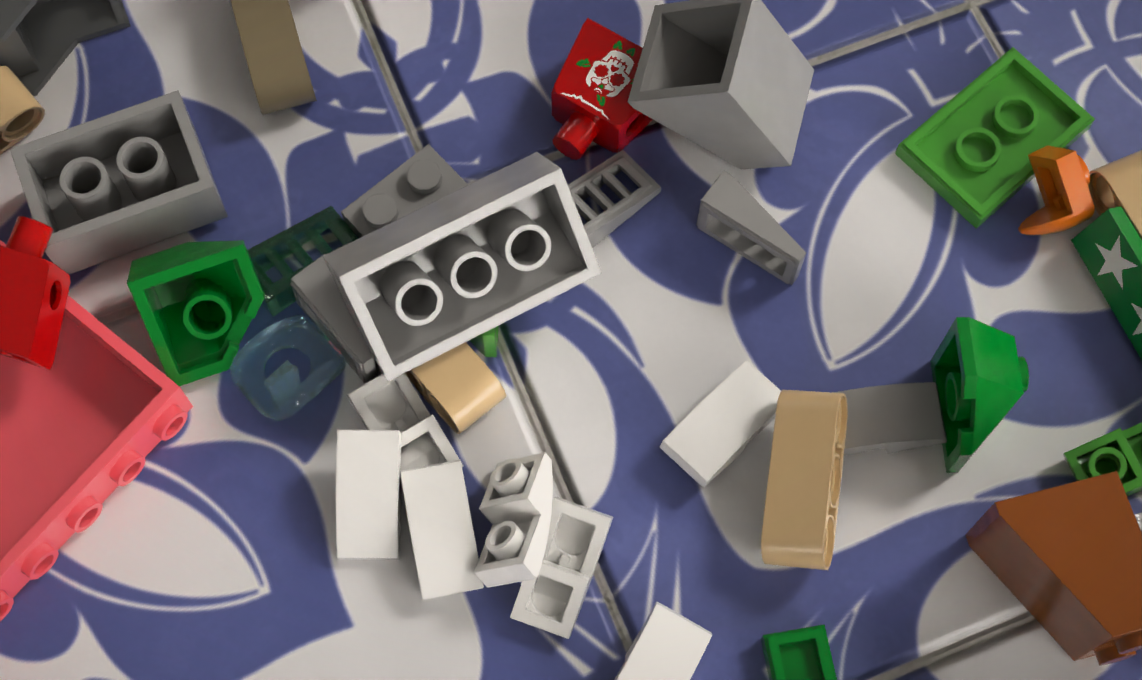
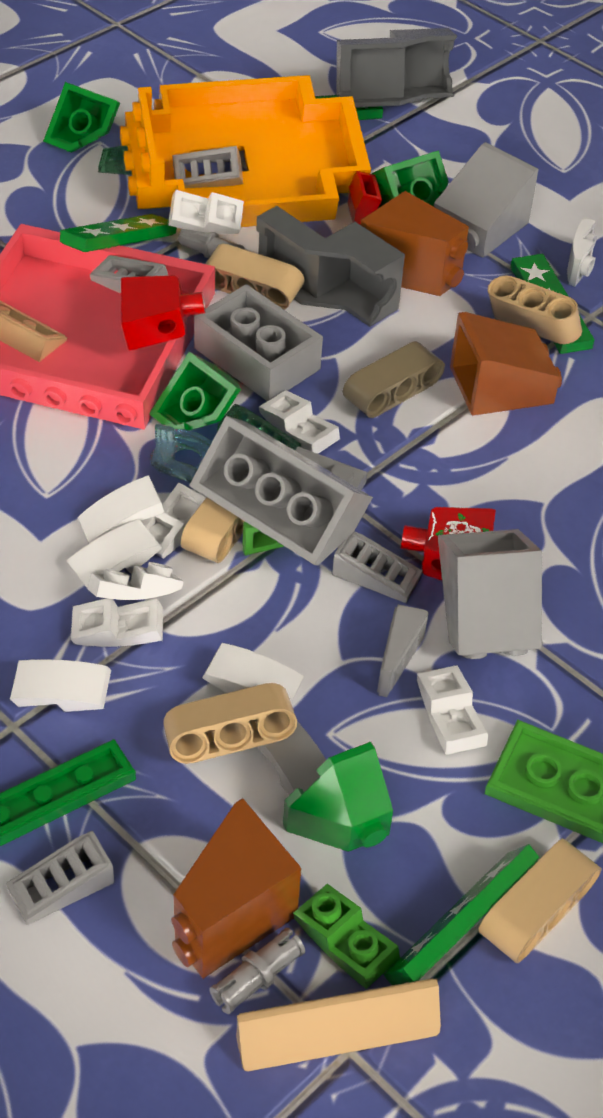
camera: 65 degrees right, 20 degrees down
(283, 197) = (295, 418): none -> white slope
(842, 211) = (451, 710): none -> white slope
(1064, 189) = (541, 822): orange plate -> none

